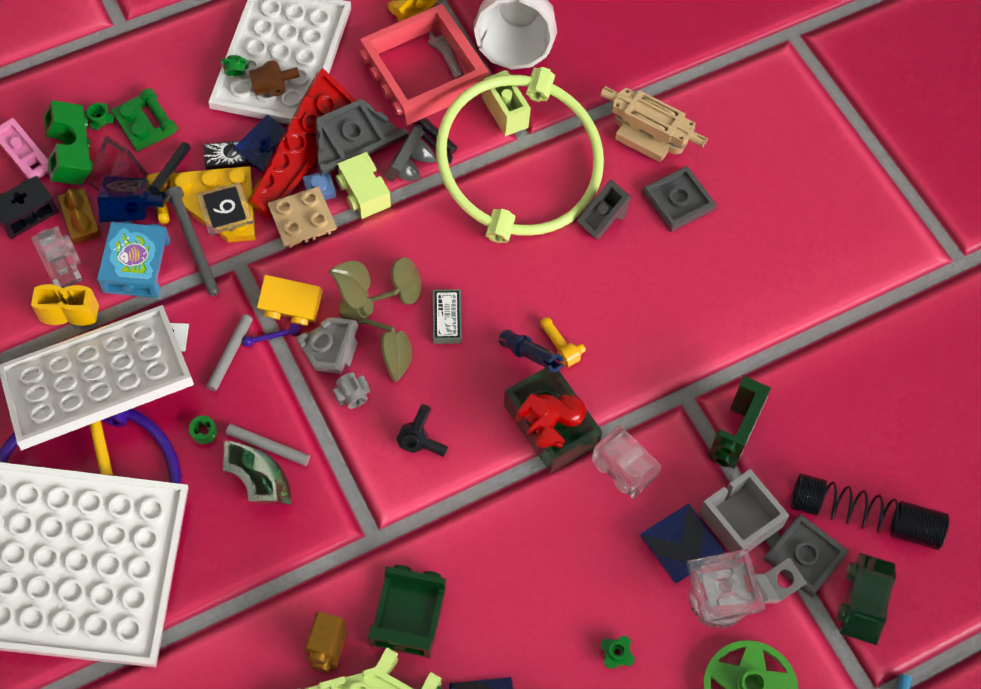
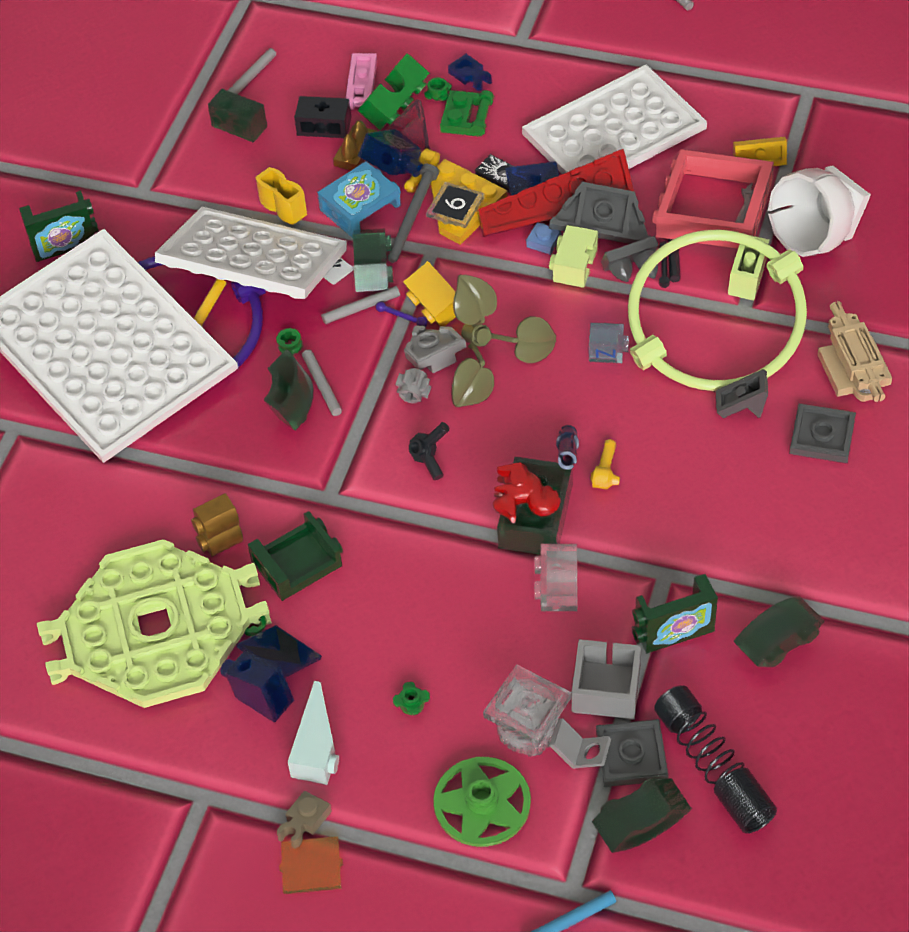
camera: 50 degrees right, 10 degrees down
(58, 256) = (306, 160): clear brick -> none
(108, 82) = (467, 70): none -> clear blue plate
(169, 168) = (442, 153): black bar -> none
(202, 306) = (371, 260): none -> clear green brick
(234, 65) = (563, 110): green plate -> none
(271, 79) = (581, 135): reddish brown piece -> none
(302, 217) = (504, 247): tan hinge -> none
(447, 317) = (540, 388): tile -> none
(462, 240) = (607, 343): none -> clear light blue brick
(680, 539) = (543, 656): piece -> none
(813, 378) = (779, 631): none -> clear green brick

